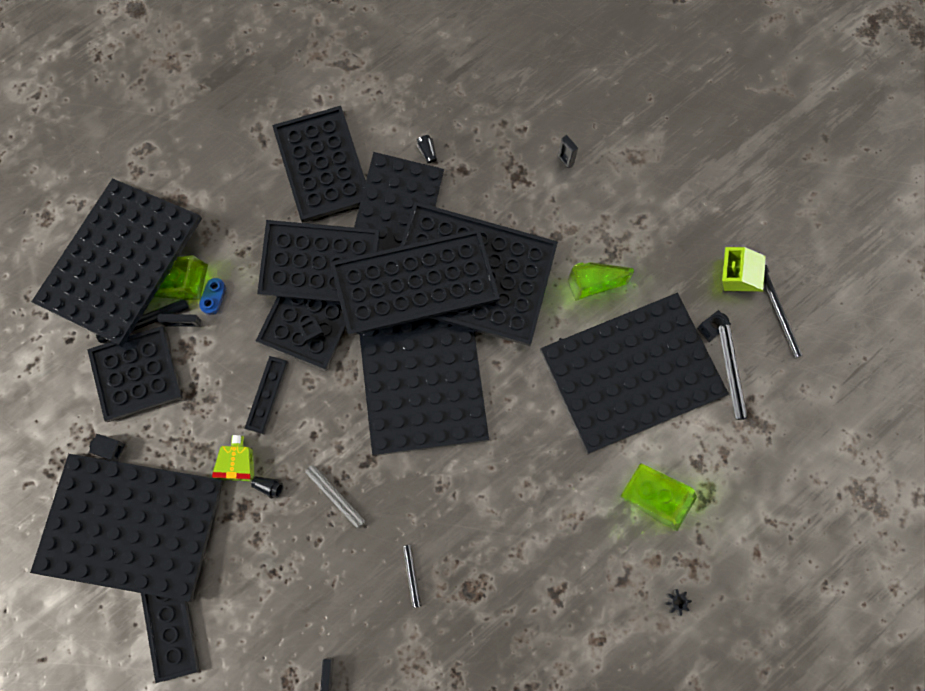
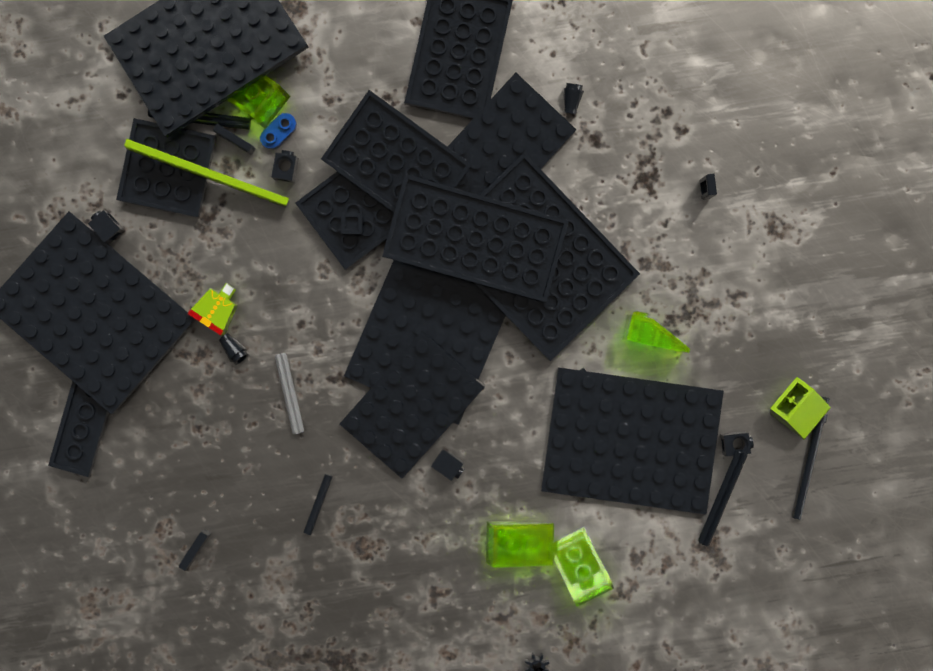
camera: 25 degrees right, 15 degrees up
(168, 356) = (206, 173): none -> lime tile
(237, 324) = (289, 175): none -> black brick
(266, 395) = (278, 260): black tile -> none
(441, 444) = (412, 404): none -> black plate
(500, 476) = (448, 465): none -> black brick
(598, 506) = (519, 544): none -> clear neon green slope

